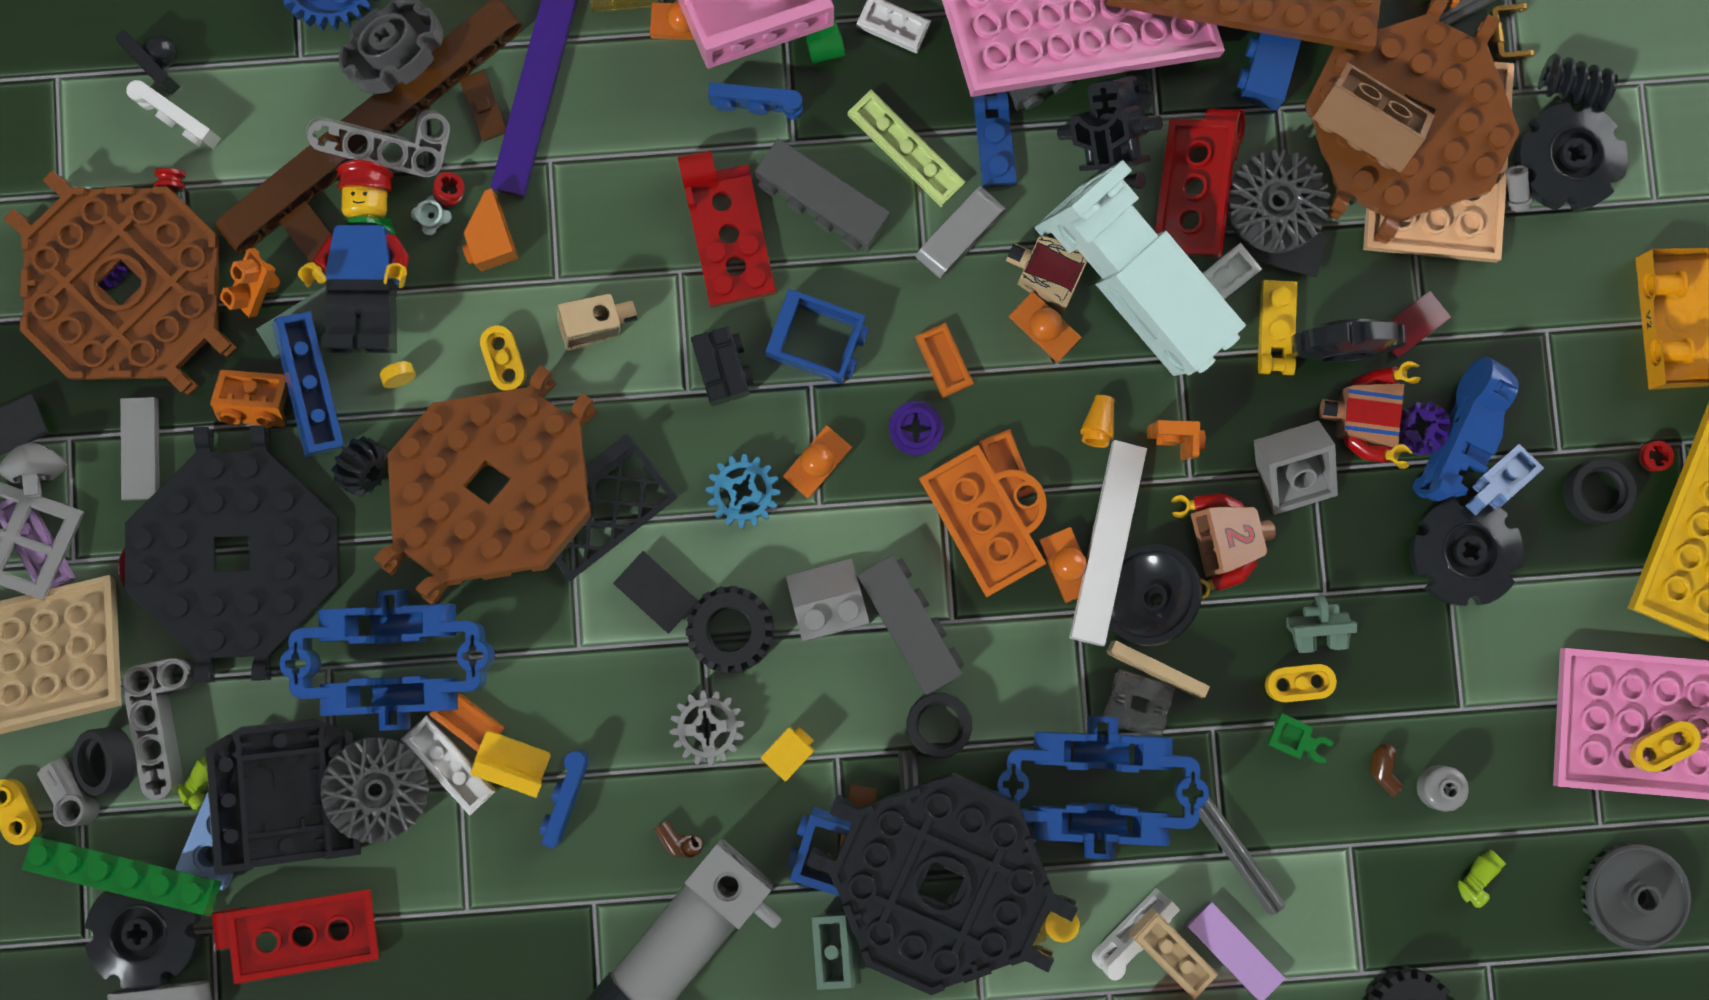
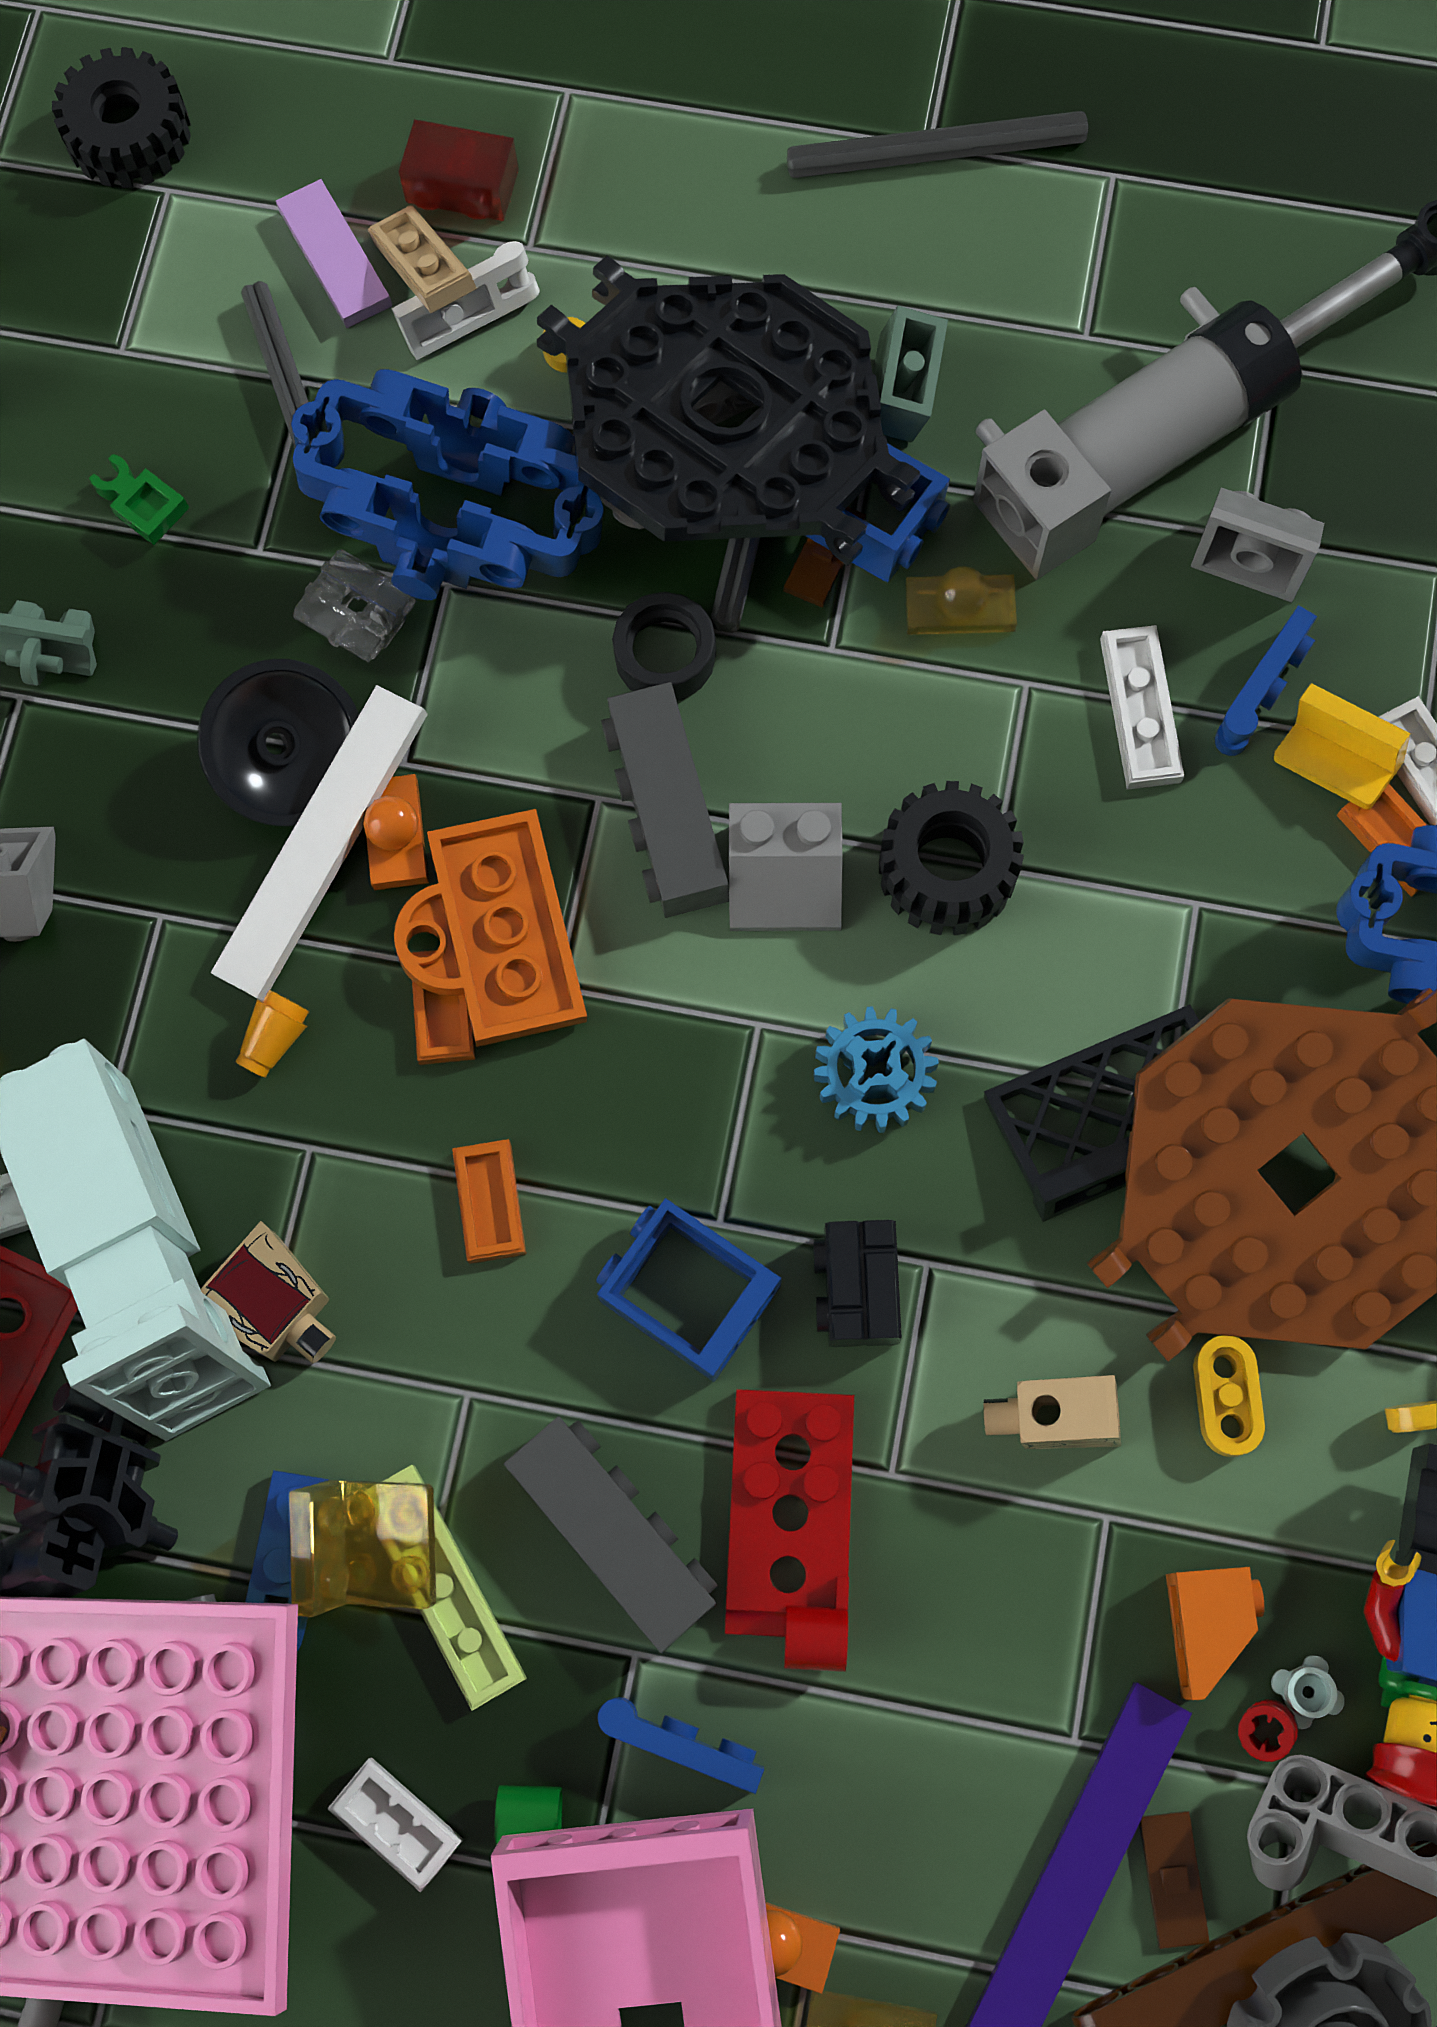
camera: 160 degrees left, 10 degrees down
(586, 892) = (1258, 544): none -> light grey slope
(637, 766) = (1141, 707): none -> white tile
(655, 592) = (1055, 950): black piece -> none
(678, 845) = (1105, 581): reddish brown arm -> none
(692, 729) = (1042, 728): light grey gear -> none
(764, 805) = (960, 603): none -> clear yellow tile
(788, 752) = (905, 662): yellow brick -> none
(817, 462) = (742, 1089): orange tile -> none
(927, 417) = (555, 1079): dark purple gear -> none
(954, 153) = (362, 1545): none -> clear yellow bracket
(960, 232) = (394, 1405): light grey beam -> none
(1045, 327) = (307, 1211): orange tile -> none
(1157, 669) = (308, 640): tan tile -> none
(1179, 432) = (152, 967): orange bracket -> none
(1227, 538) = (134, 801): nougat torso -> none
(1299, 683) = (109, 573): yellow plate -> none
(1382, 768) = (32, 433): reddish brown arm -> none

